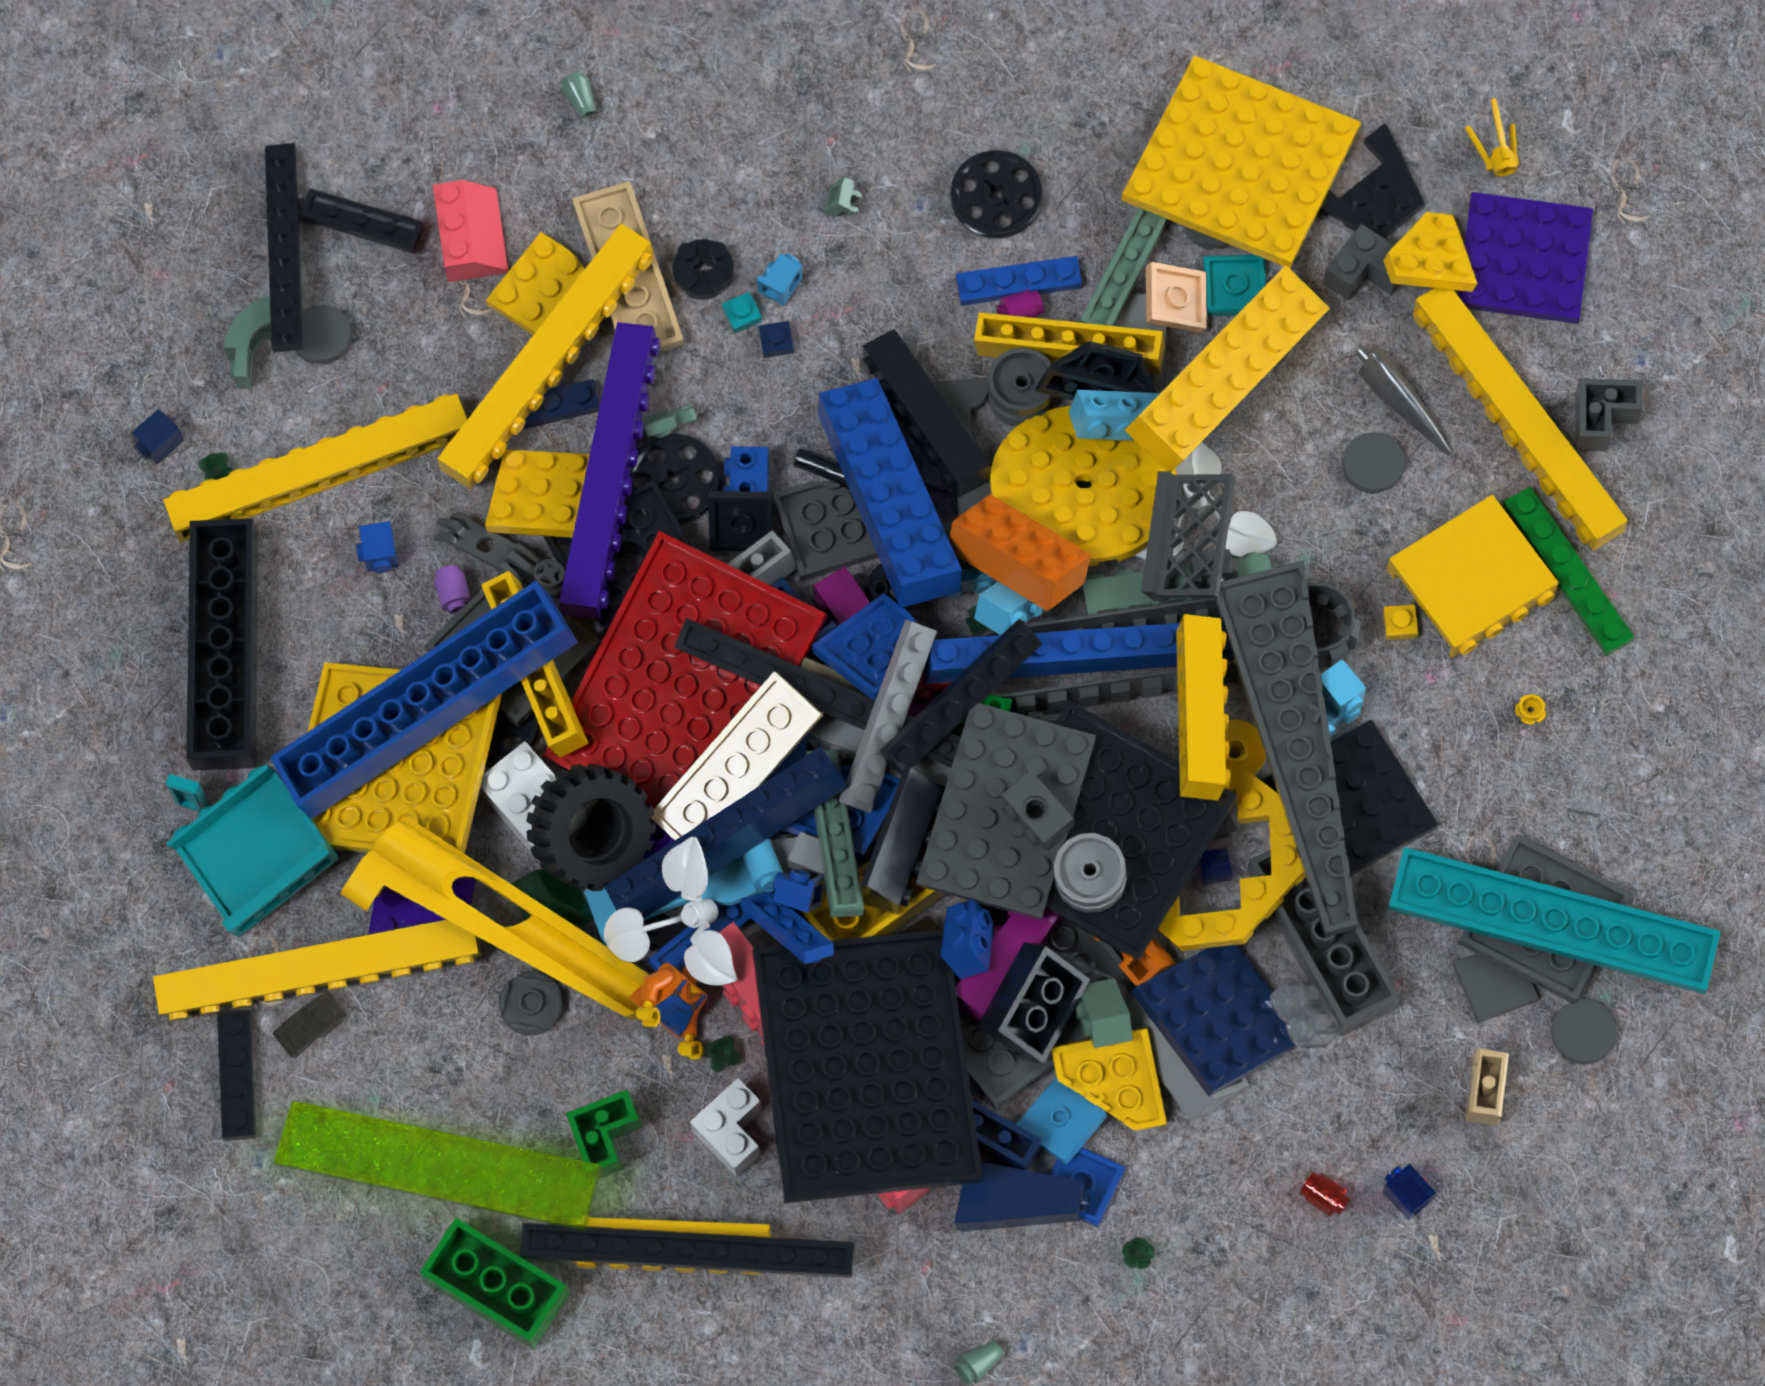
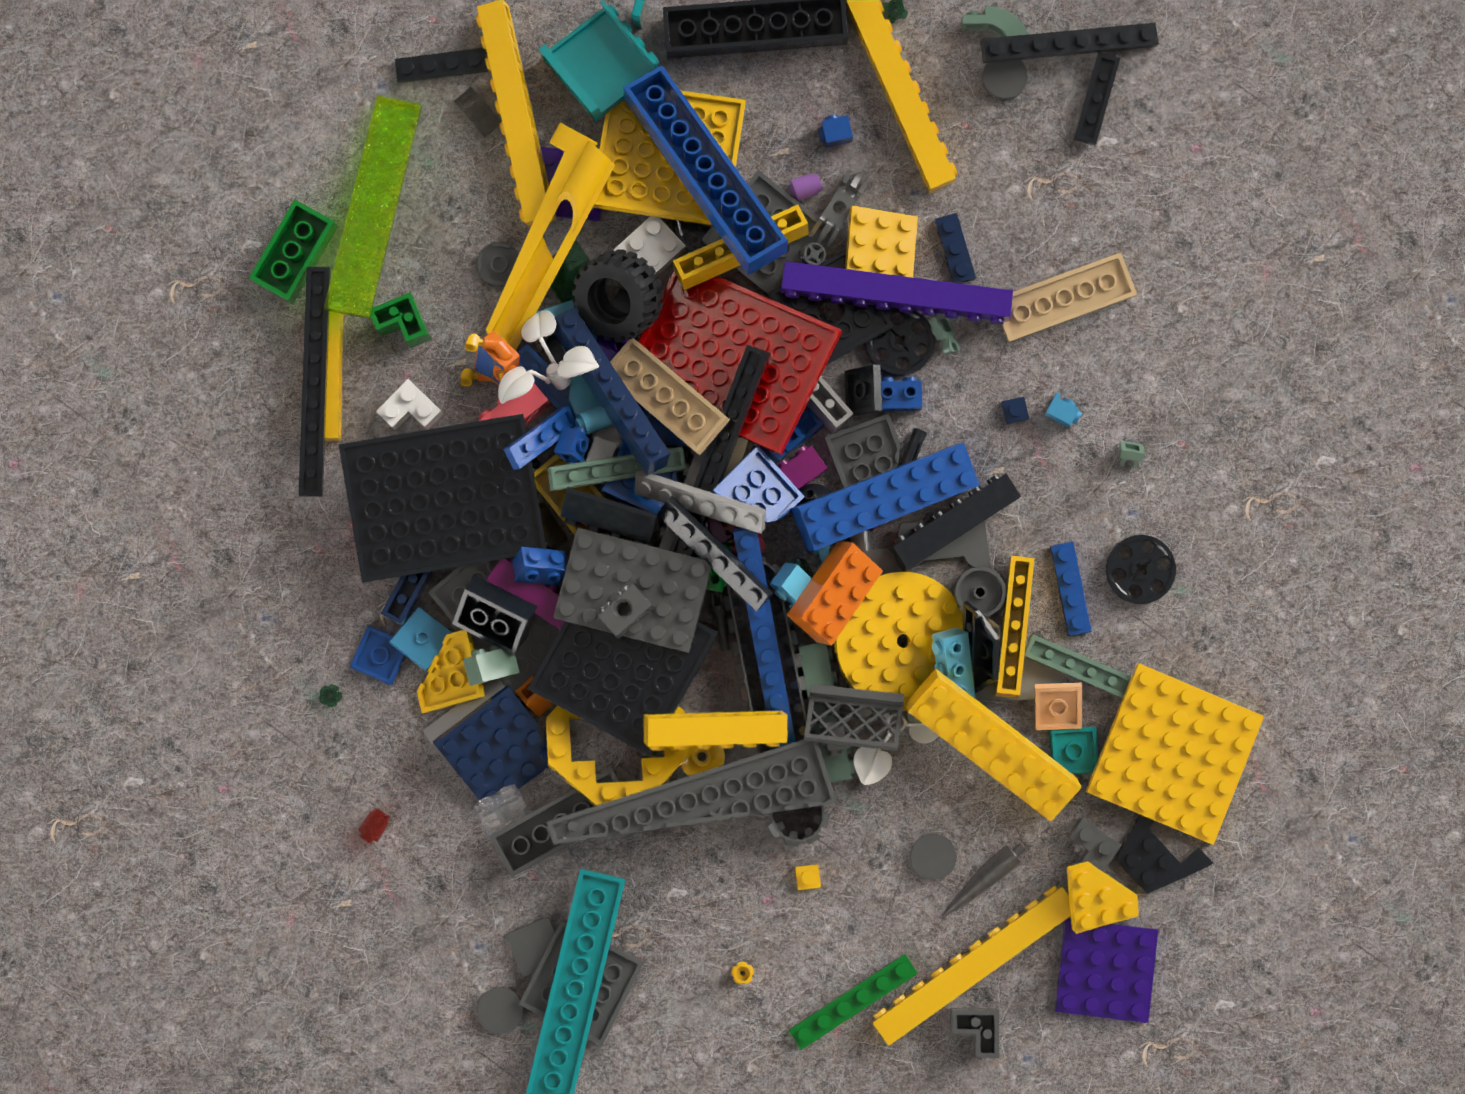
camera: 85 degrees right, 15 degrees up
(470, 230) = (1092, 179): coral slope -> none
(536, 283) = (1045, 238): yellow plate -> none
(545, 357) = (988, 241): yellow brick -> none
(578, 92) = (1210, 252): sand green cone -> none
(703, 252) = (1060, 344): black plate -> none
(724, 1044) = (464, 406): clear green plate -> none
(741, 312) = (1035, 384): teal plate -> none
(976, 1363) = (250, 587): sand green cone -> none
(1018, 1199) = (363, 612): dark blue slope -> none
(1021, 304) = (1046, 589): magenta brick -> none
(1073, 863) = (596, 655): light grey wheel -> none
(1215, 866) = (613, 745): clear blue piece -> none
(1342, 695) = (740, 831): medium azure brick -> none
(1375, 798) = (669, 856): black plate -> none
(1408, 1191) = (378, 884): clear blue brick -> none
(1474, 575) = (843, 931): yellow panel -> none
(1487, 1087) = (452, 940): tan brick -> none
(1503, 160) = (1186, 954): yellow plant -> none

